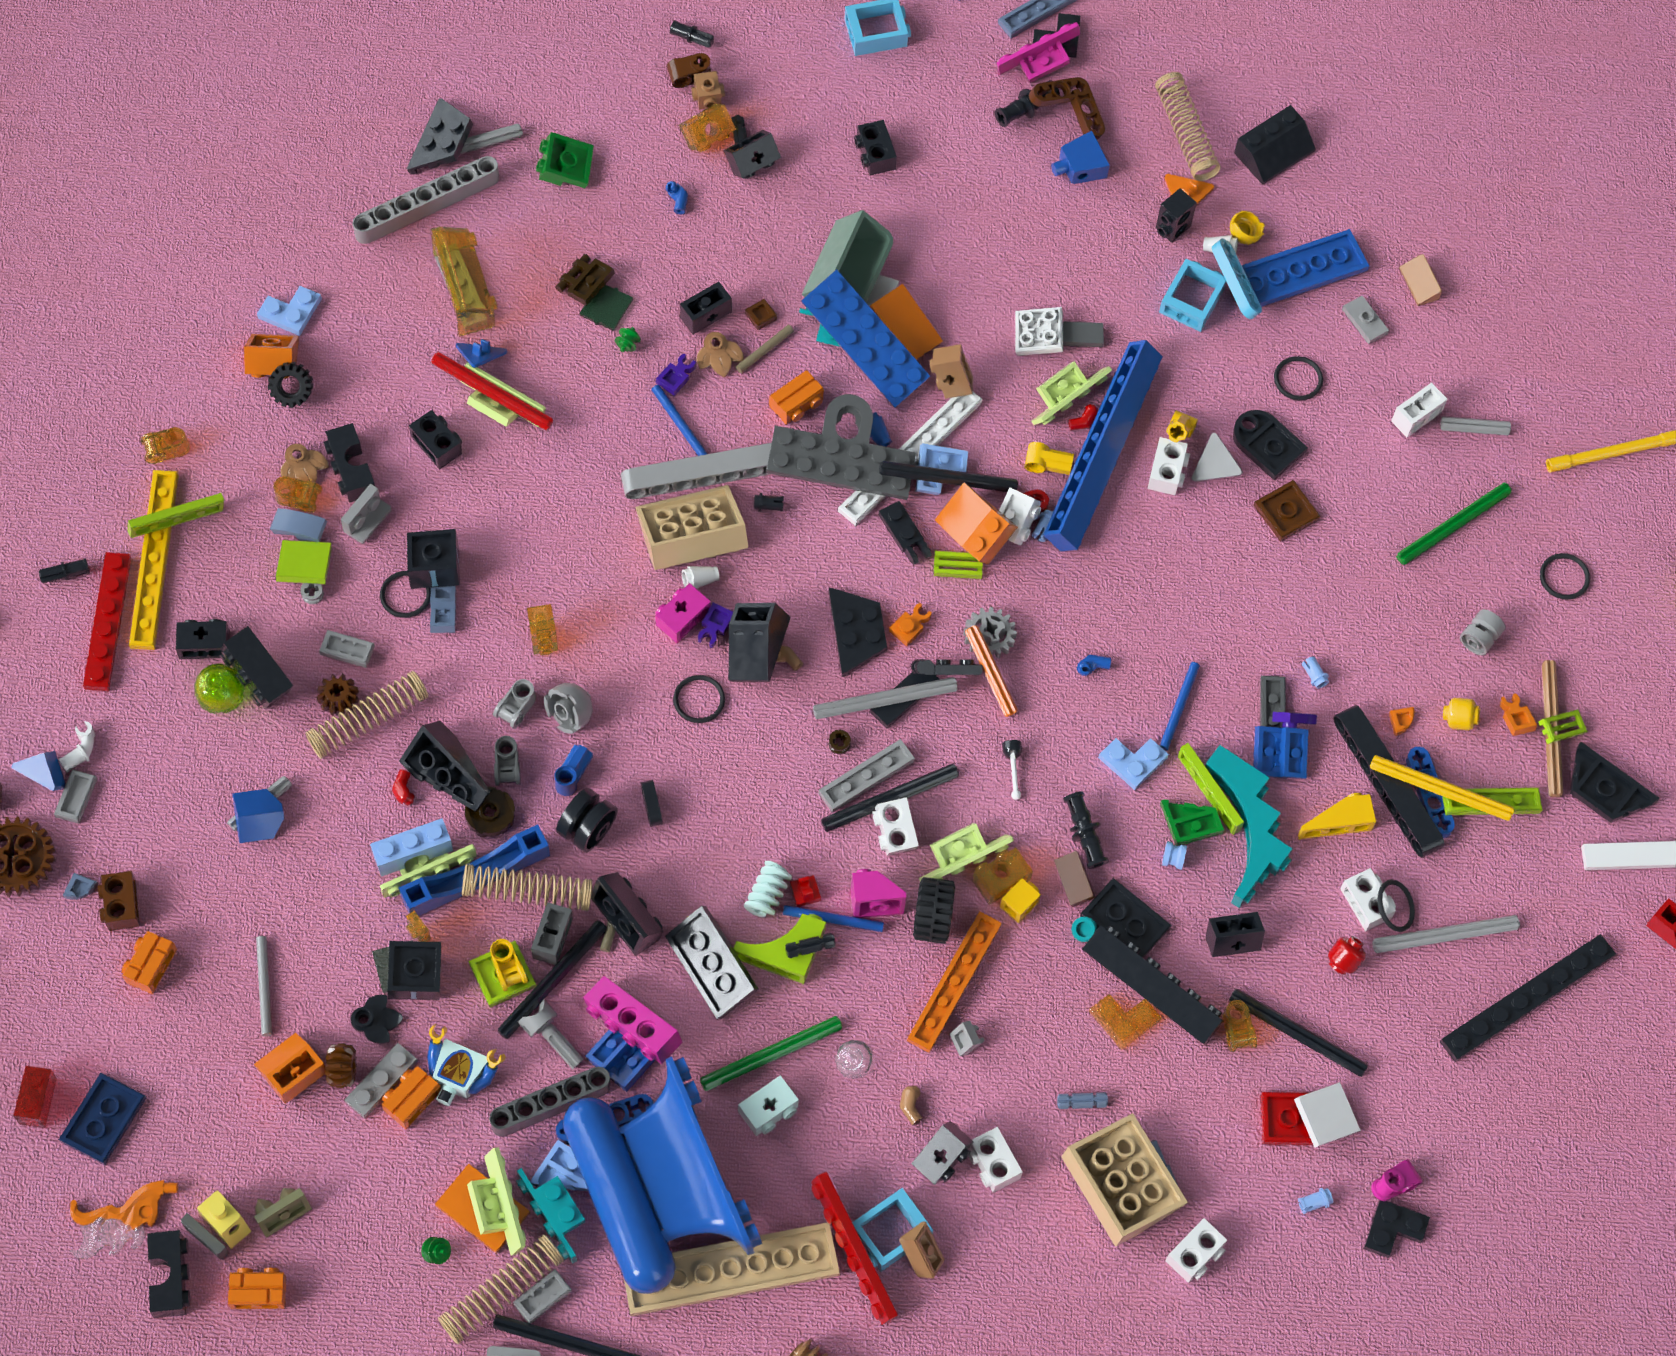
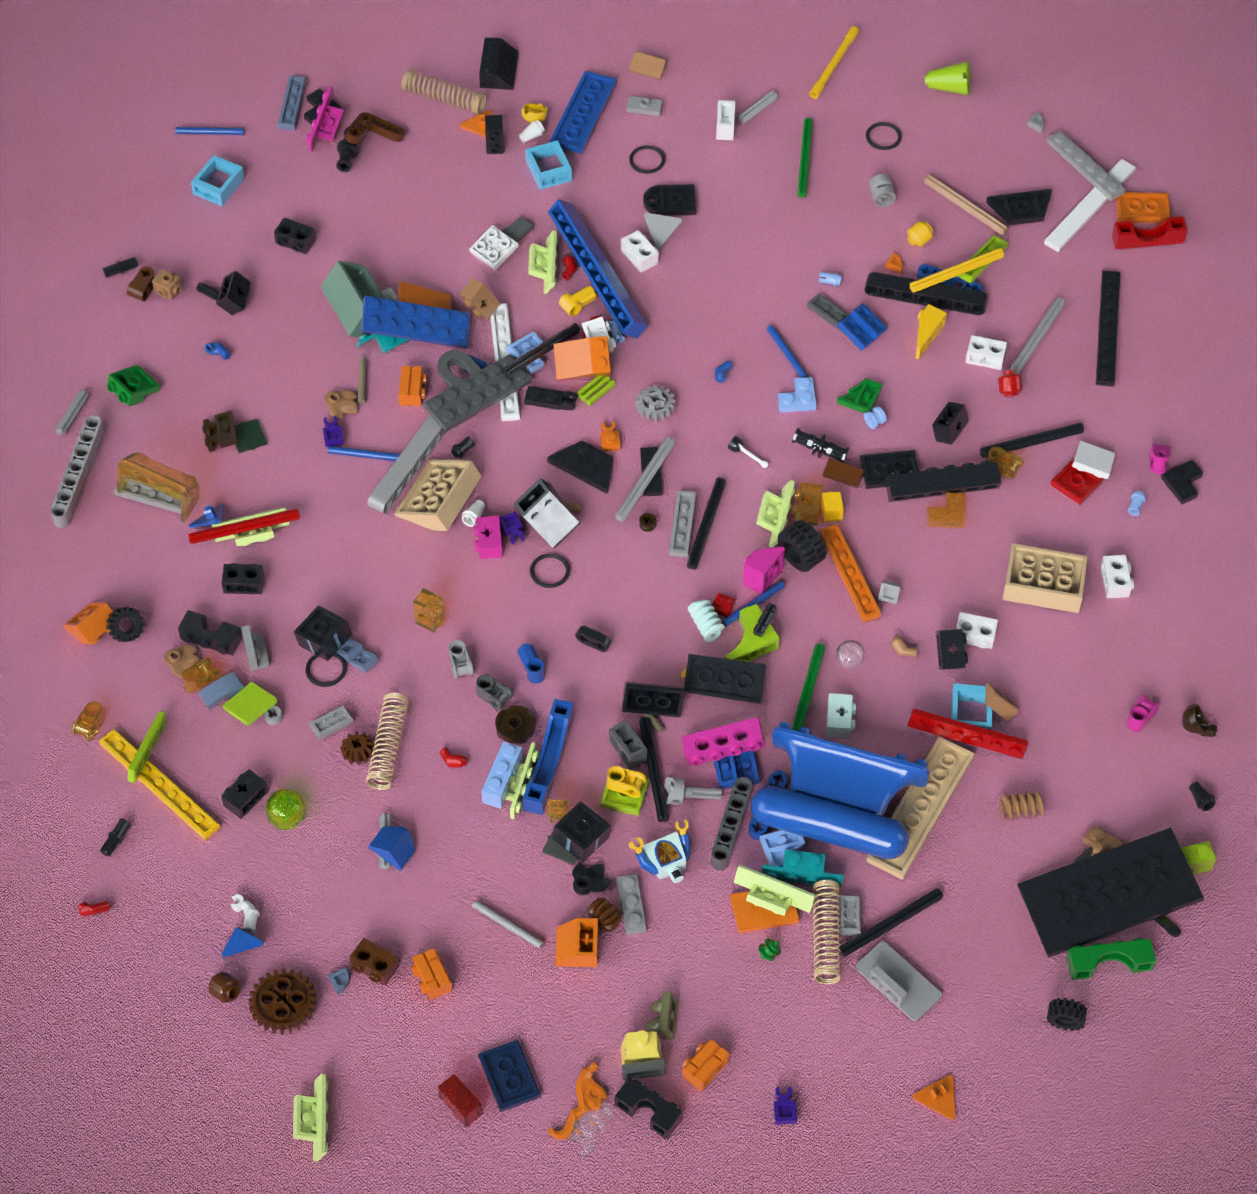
camera: 45 degrees left, 10 degrees down
(75, 796) = (275, 940): light grey tile -> none
(107, 621) = (174, 839): red plate -> none
(255, 668) = (300, 771): black brick -> none
(291, 316) = (74, 596): light blue plate -> none
(410, 1097) = (659, 894): orange brick -> none
(441, 138) = (44, 433): wing -> none
(441, 761) = (464, 723): black wedge -> none
(569, 706) = (491, 634): light grey cylinder -> none
(584, 895) = (562, 764): tan piece -> none
(586, 820) = (574, 673): black wheel -> none
(627, 339) = (283, 438): green wheel -> none
(694, 127) = (191, 301): clear yellow brick -> none
(705, 307) = (307, 385): black brick -> none
(761, 314) = (337, 366): reddish brown tile -> none
(902, 826) = (732, 527): white brick -> none
(944, 667) = (656, 436): black hinge -> none
(991, 671) = (680, 417): axle -> none
(1082, 160) = (411, 151): blue torso -> none
(1082, 1100) = (978, 566): sand blue axle -> none
(1084, 928) = (877, 490): teal tile -> none
(1181, 426) = (622, 226): yellow piece -> none
(1210, 789) = (850, 372): lime tile -> none
(1236, 279) = (563, 136): medium azure beam -> none
(1246, 790) = (892, 365): teal arch -> none
(1286, 510) = (720, 221): reddish brown tile -> none
(1291, 719) = (850, 305): dark purple plate -> none
(1381, 908) = (1005, 338): black tyre -> none
(1517, 718) = (945, 213): orange plate -> none
(1549, 730) = (969, 201): lime tile -> none

